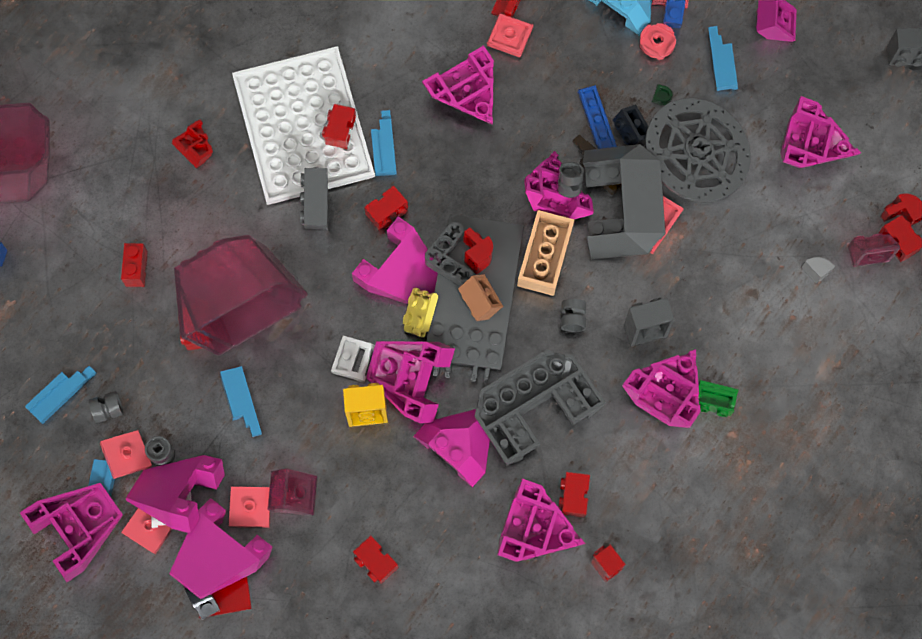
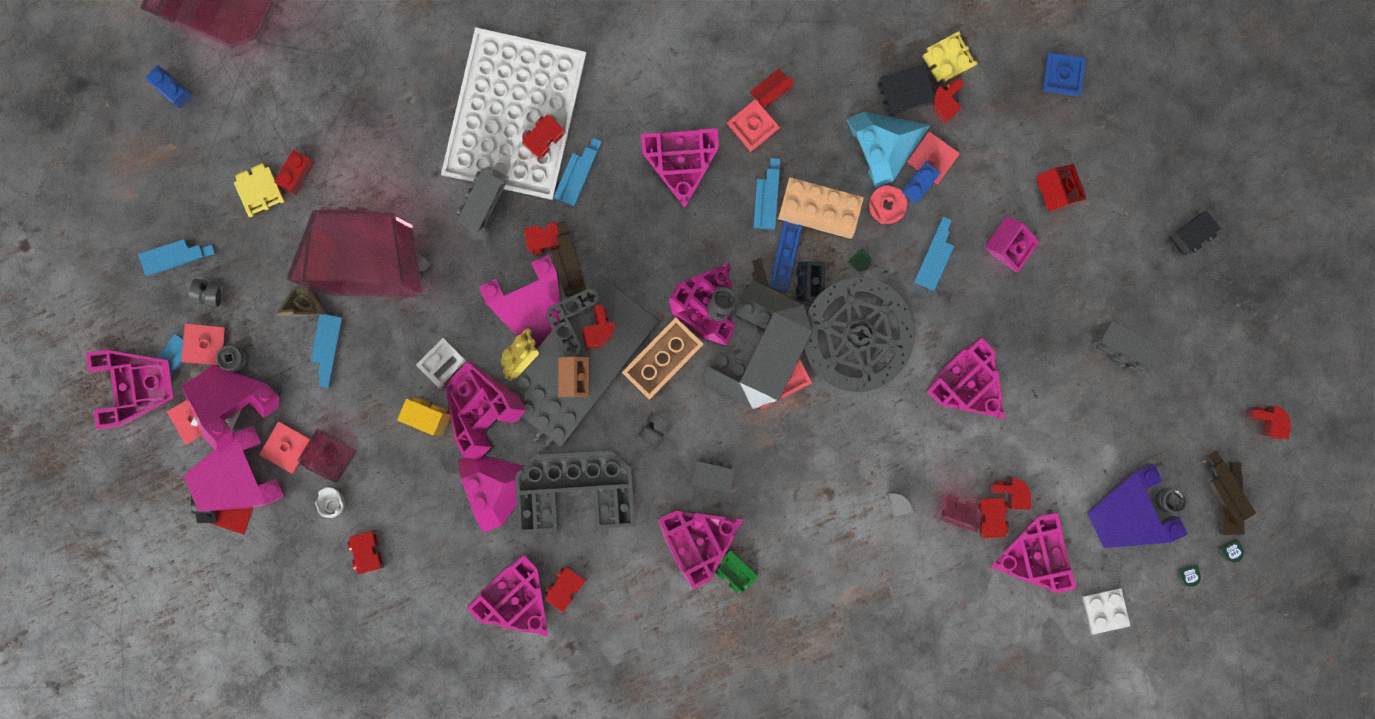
camera: 30 degrees right, 15 degrees up
(108, 296) = (258, 189): none -> light yellow plate
(194, 144) = (406, 80): red slope -> none
(199, 372) = (301, 303): none -> dark tan slope
(317, 531) = (330, 502): none -> white hair
(417, 215) = (567, 262): none -> dark brown piece
(555, 85) = (766, 198): none -> dark azure piece
(605, 68) = (820, 208): none -> light nougat brick
(607, 562) = (556, 664): red brick -> none

